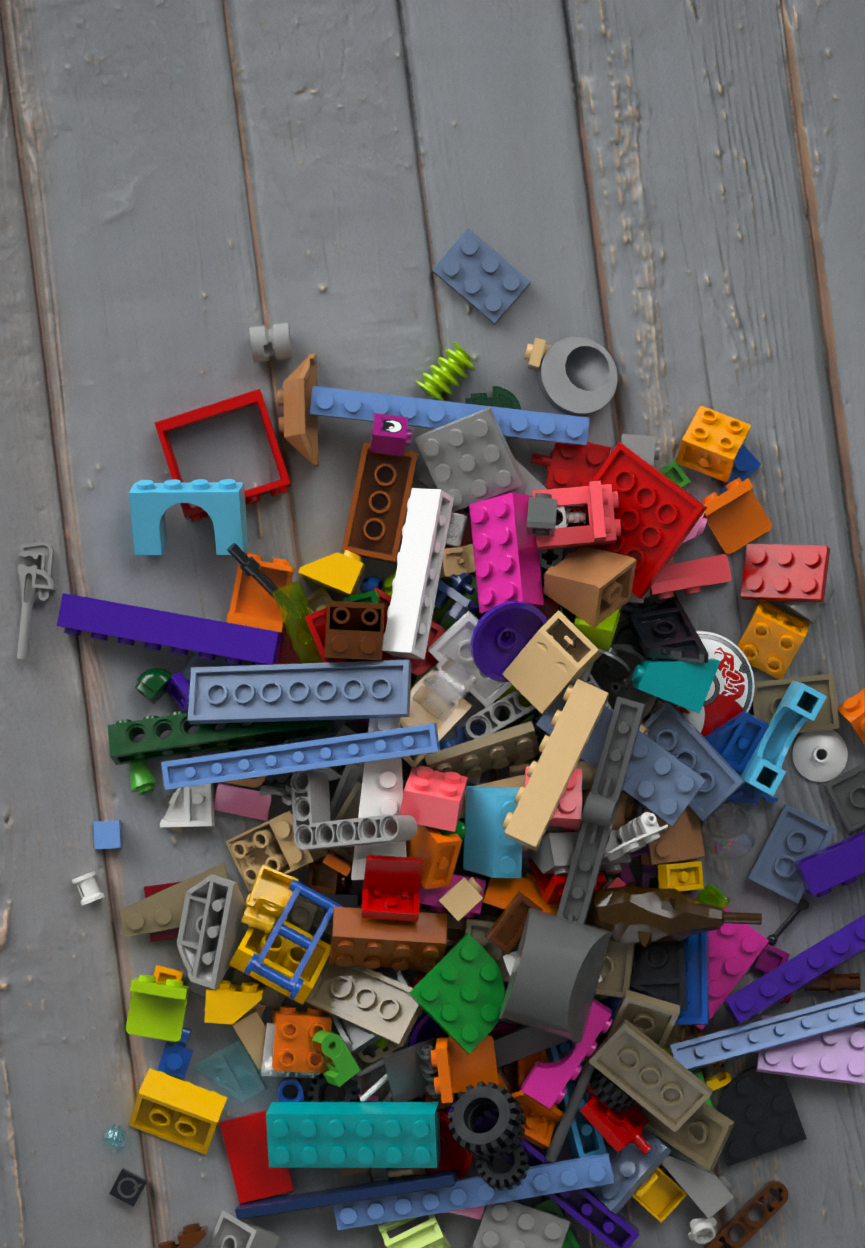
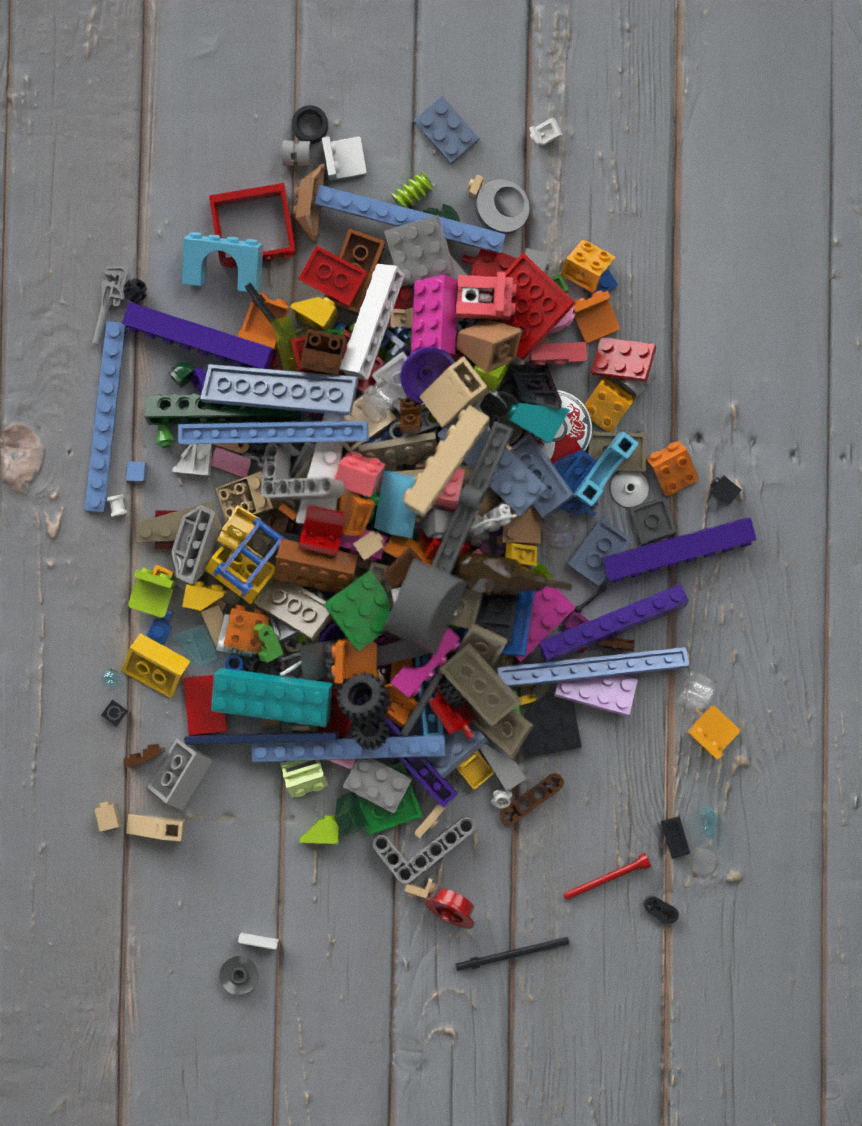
camera: 10 degrees right, 0 degrees up
(51, 762) = (105, 417): none -> medium blue plate
(68, 574) = (135, 290): none -> black gear
(287, 276) = (310, 109): none -> black tyre
(340, 338) = (344, 158): none -> white bracket
(351, 515) = (332, 276): none -> red plate
(390, 435) = (367, 225): magenta brick -> none
(456, 540) = (403, 296): white piece -> none
(492, 703) = (410, 416): none -> reddish brown slope
(541, 515) = (461, 291): dark grey slope -> none
(624, 260) = (545, 132): none -> white bracket

